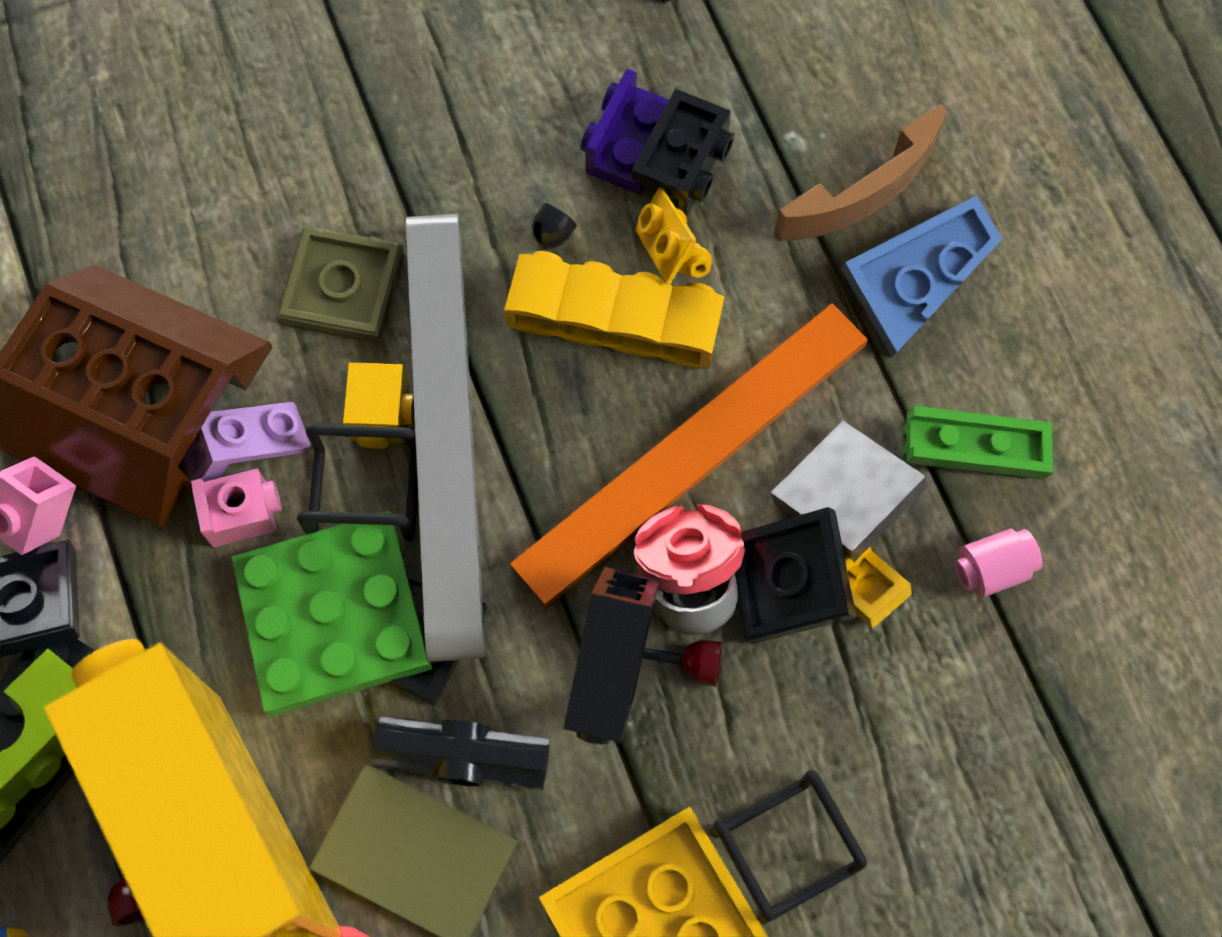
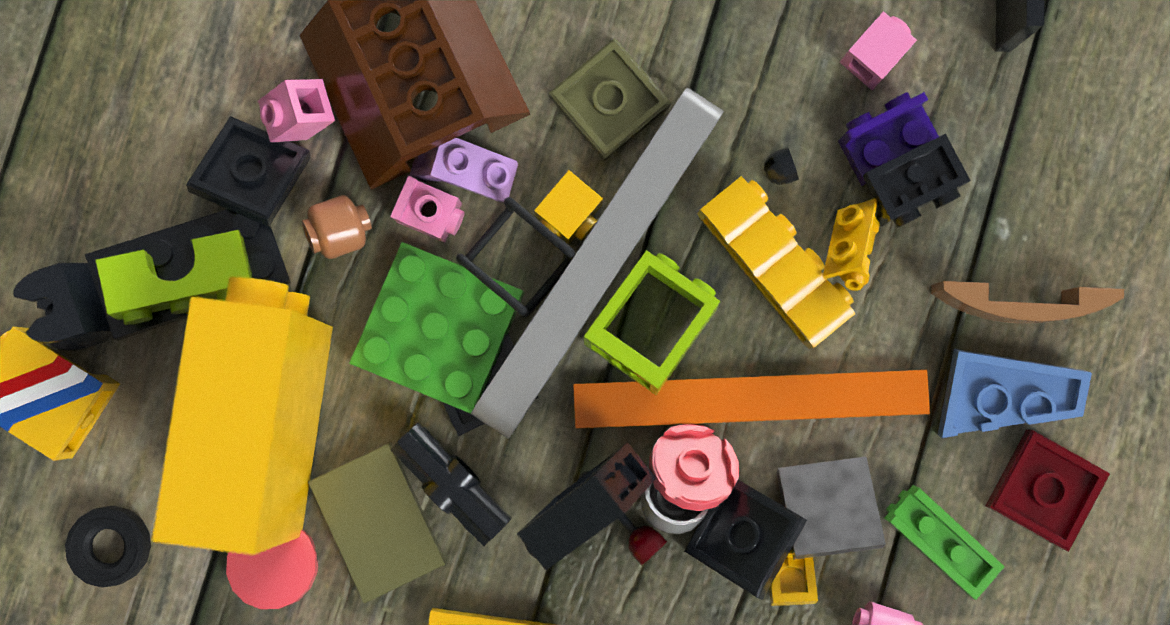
camera: 40 degrees right, 15 degrees up
(151, 589) = (336, 227): none -> nougat head
(540, 493) = (625, 357): none -> lime window
(558, 68) = (878, 49): none -> bright pink brick
(1030, 329) = (1047, 490): none -> dark red tile

